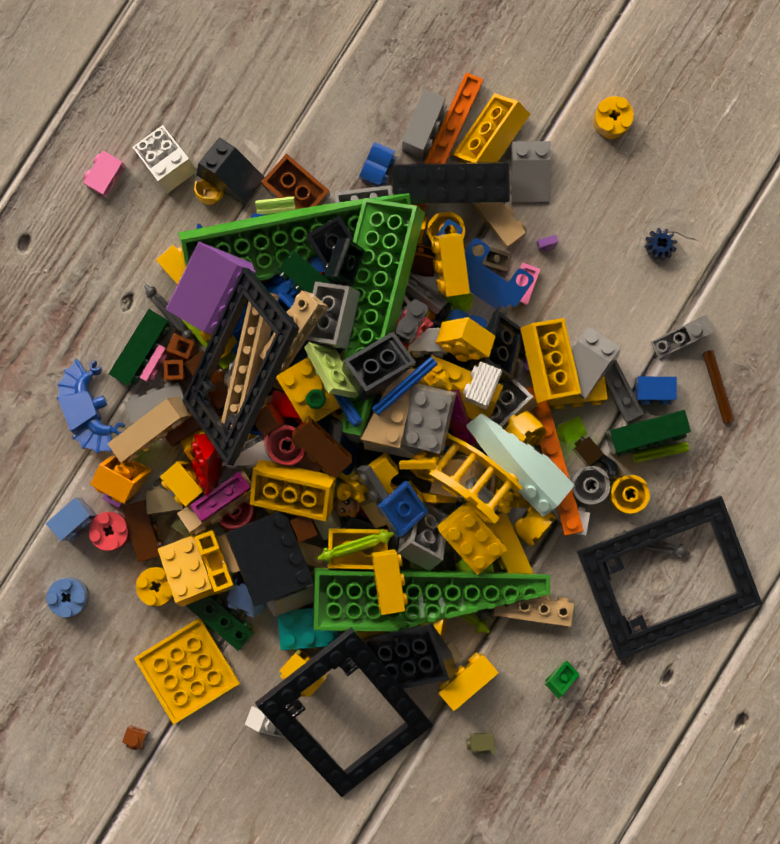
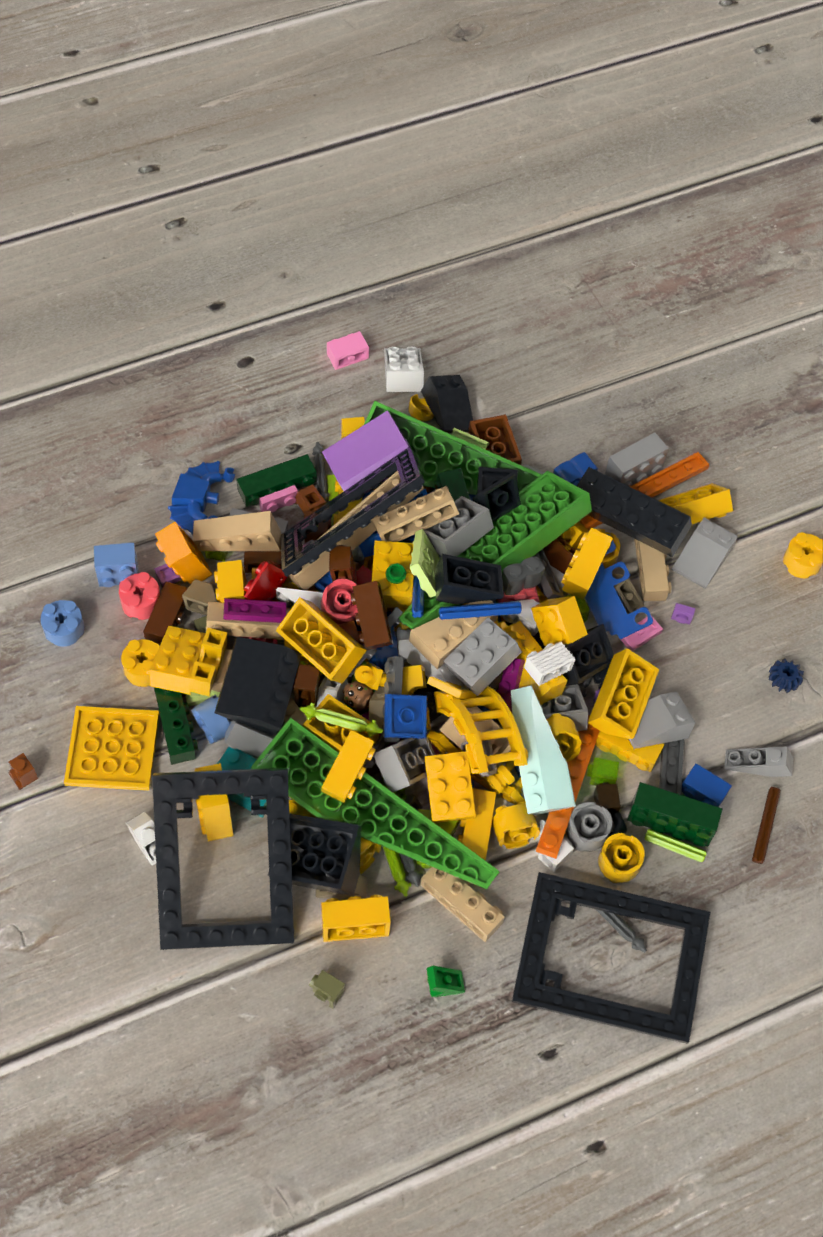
camera: 25 degrees right, 25 degrees down
(174, 370) = (292, 511): dark orange brick -> none

